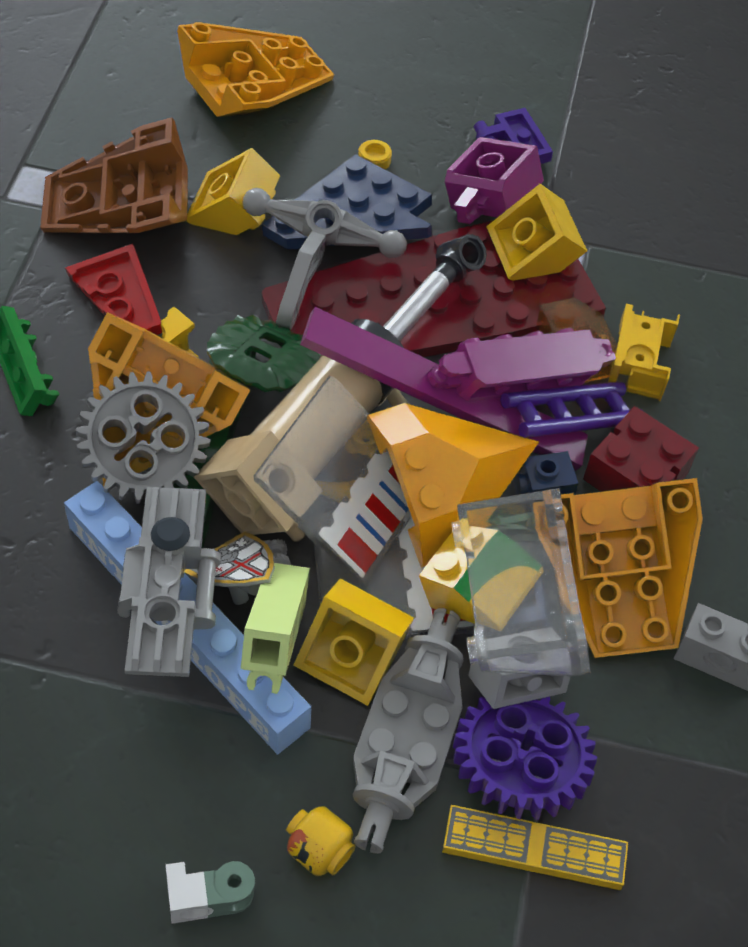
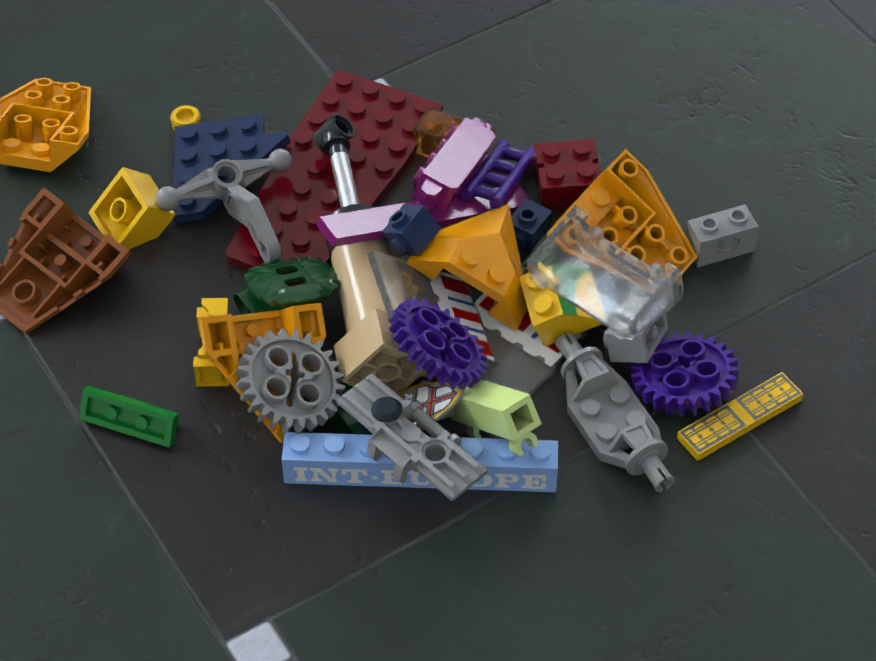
camera: 40 degrees left, 5 degrees down
(118, 286) = (136, 325): red wing -> none
(209, 892) = (610, 583): leg -> none
(310, 540) = (438, 343): none -> dark purple gear
(320, 841) = (635, 506): yellow head -> none
(353, 641) = (547, 383): yellow slope -> none
(393, 387) = (411, 230): none -> dark blue brick
(491, 178) = (290, 75): magenta hinge -> none
(516, 127) = (266, 37): dark purple plate -> none
(536, 236) = (360, 90): yellow slope -> none
(639, 351) = (496, 111): yellow piece -> none

